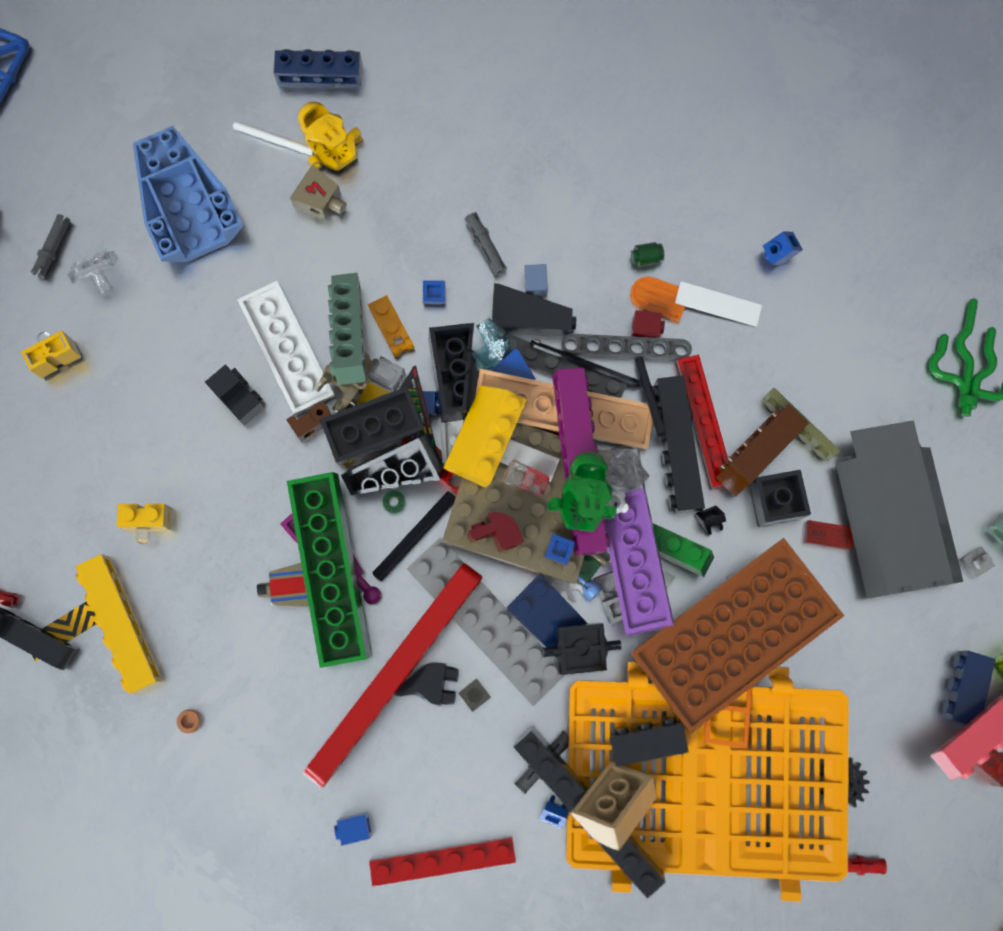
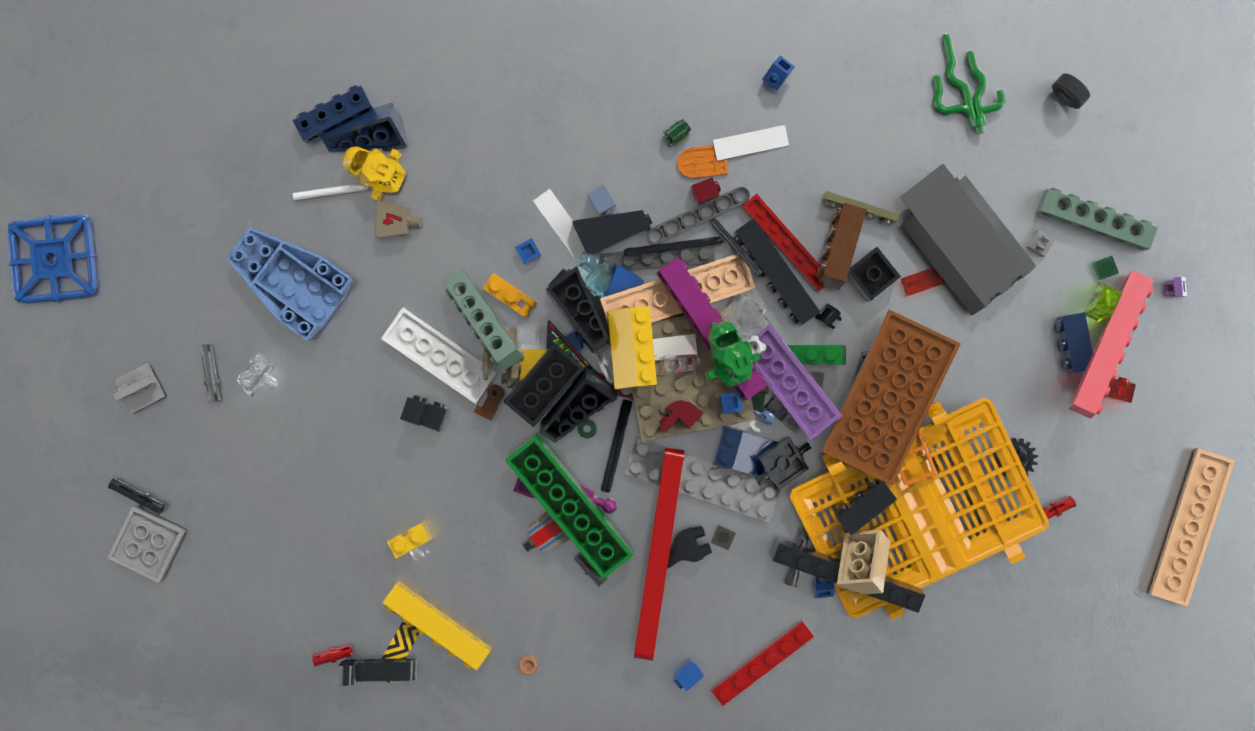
camera: 25 degrees left, 10 degrees up
(49, 352) = (263, 456): yellow piece -> none
(312, 652) = (589, 570): none -> dark grey axle
(353, 100) = (374, 129): none -> dark blue wedge
(482, 237) = (543, 188): dark grey pin -> none
(482, 283) = (560, 222): none -> white sticker

